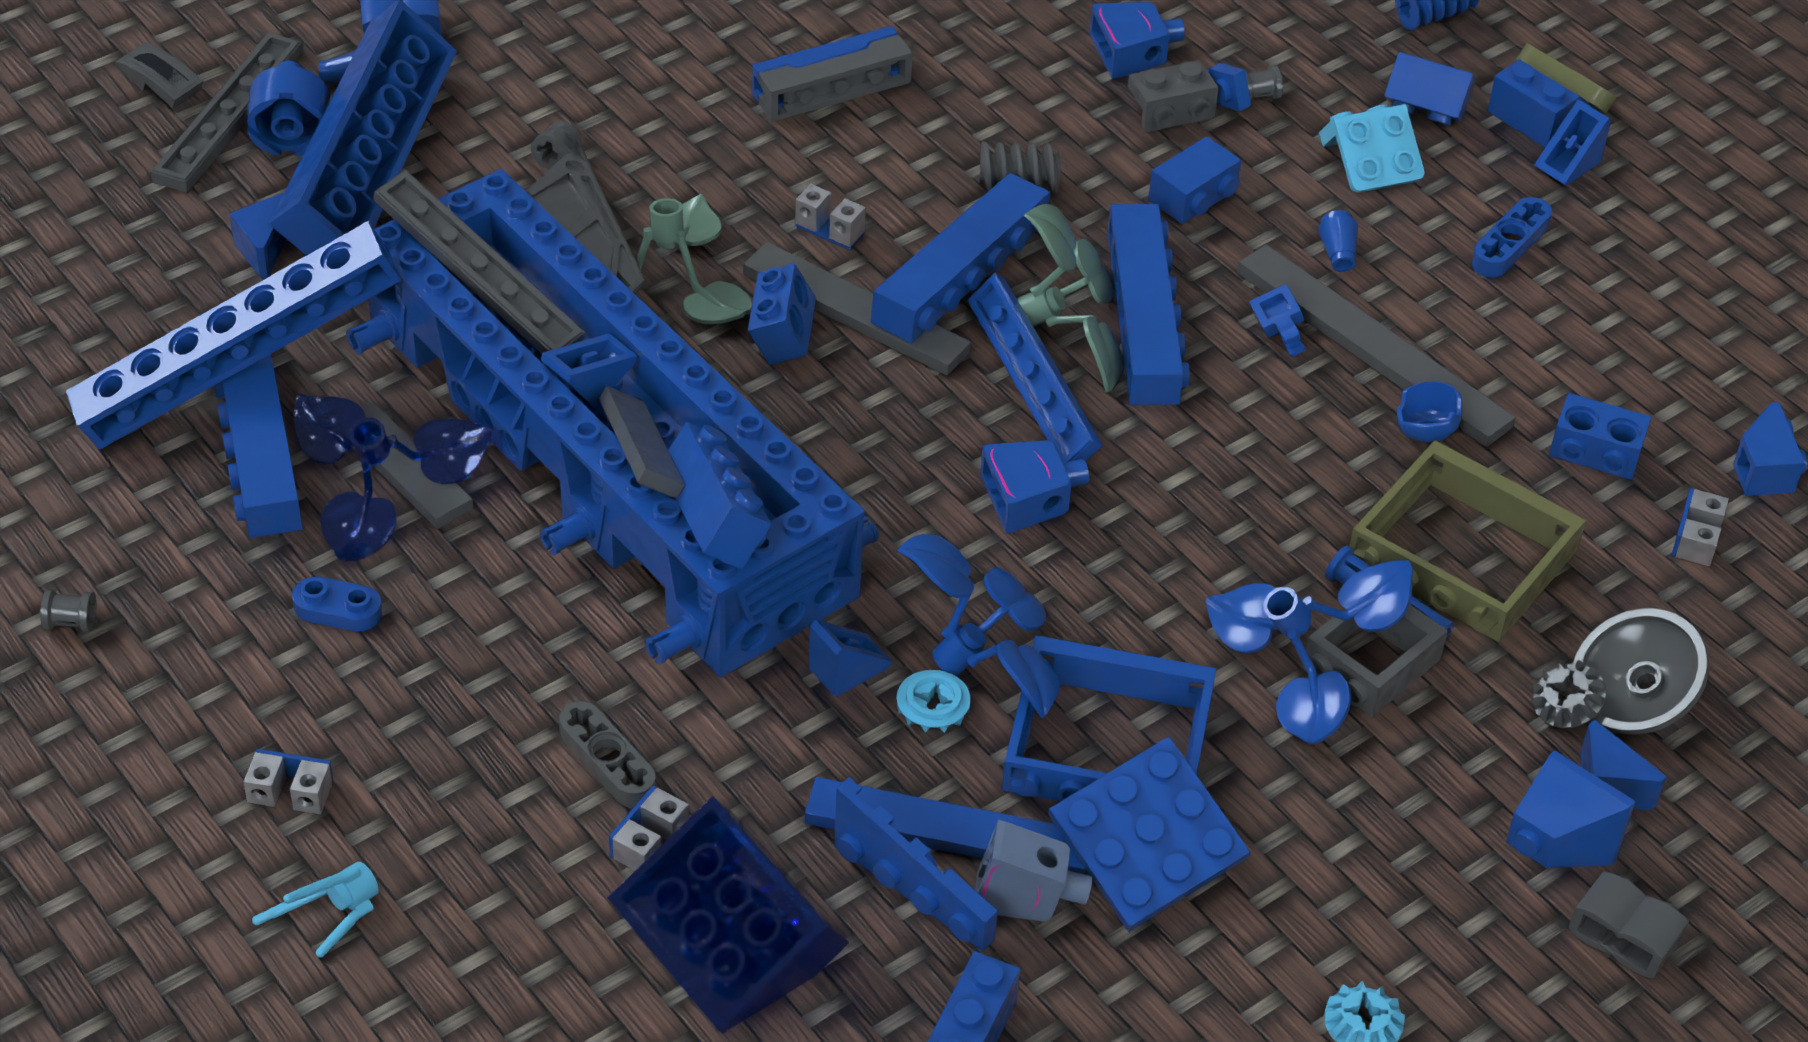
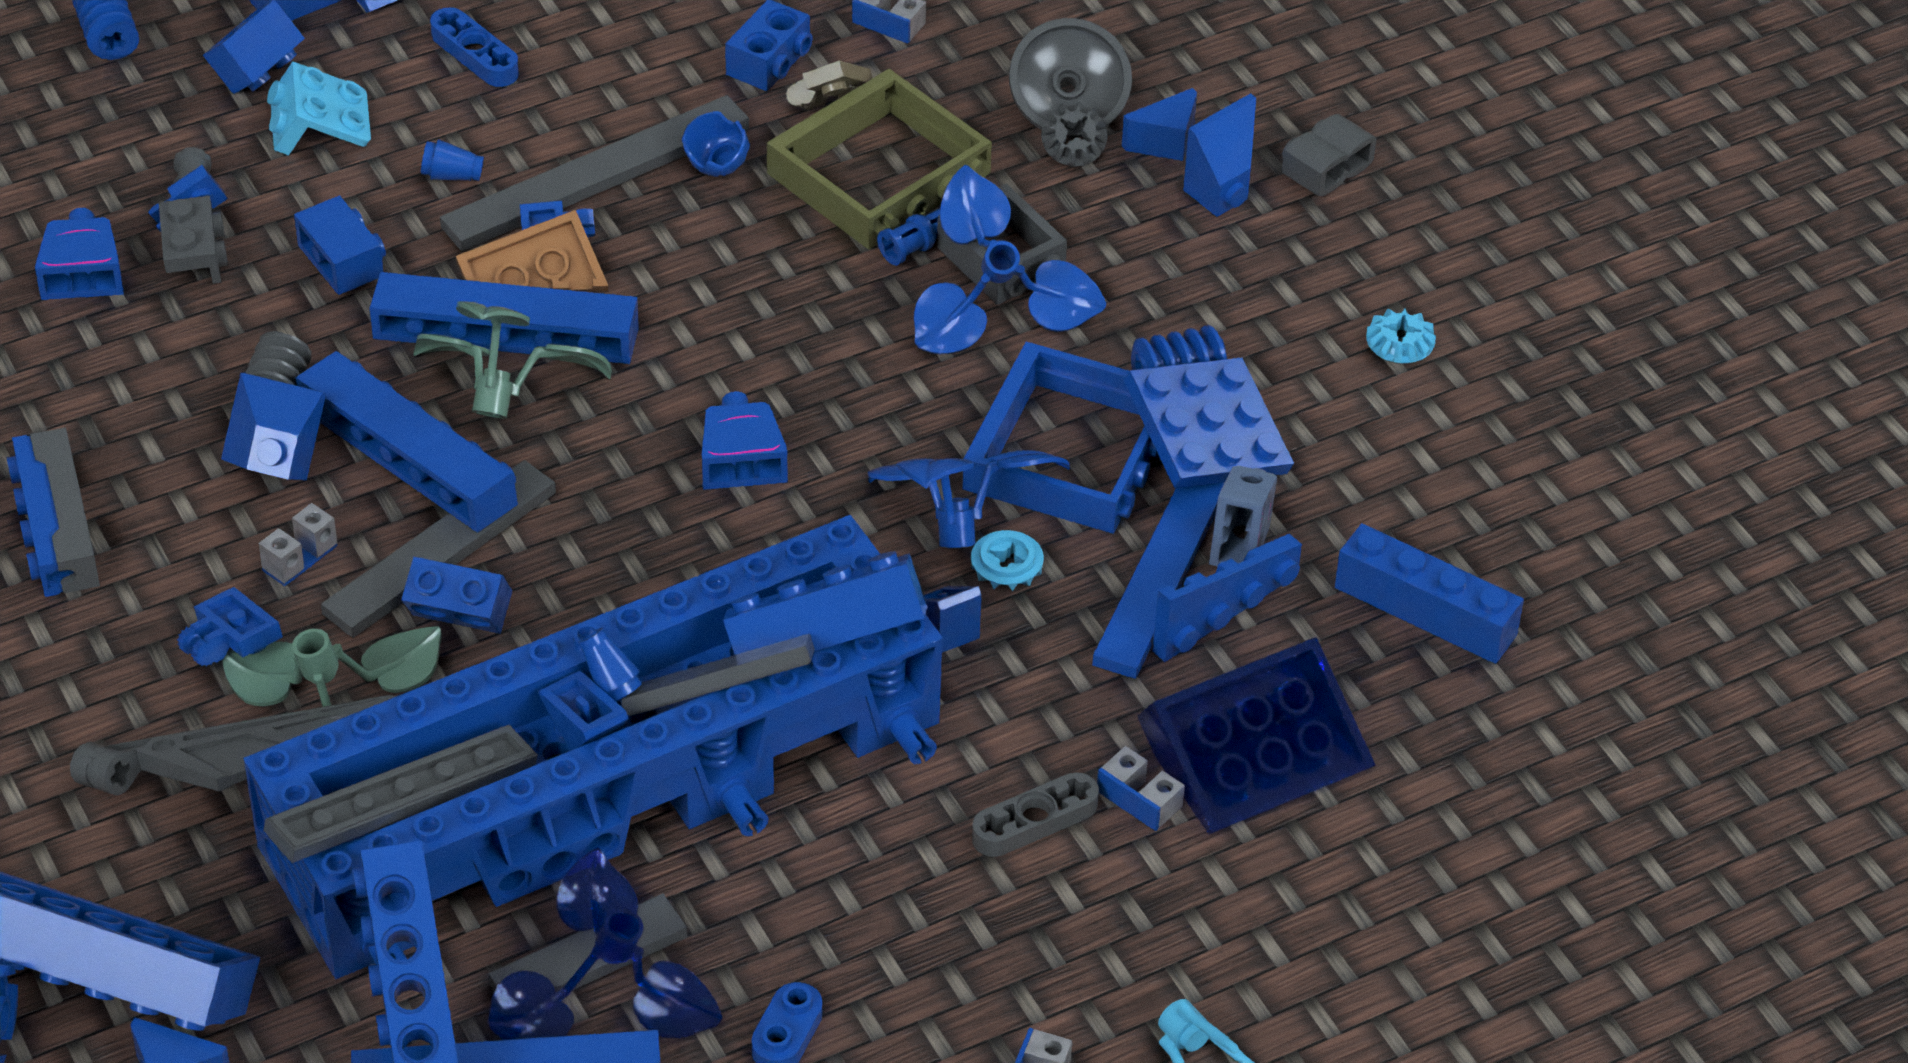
camera: 80 degrees left, 0 degrees up
(635, 366) = (609, 665): none -> blue cone
(721, 191) = (227, 623): none -> blue hinge
(942, 172) = (273, 427): none -> blue slope
(1033, 370) = (586, 415): blue tile -> none
(1224, 311) = (543, 256): none -> medium nougat wing
(1250, 809) = (1178, 349): none -> blue piece
(1545, 480) = (829, 80): none -> dark tan hinge

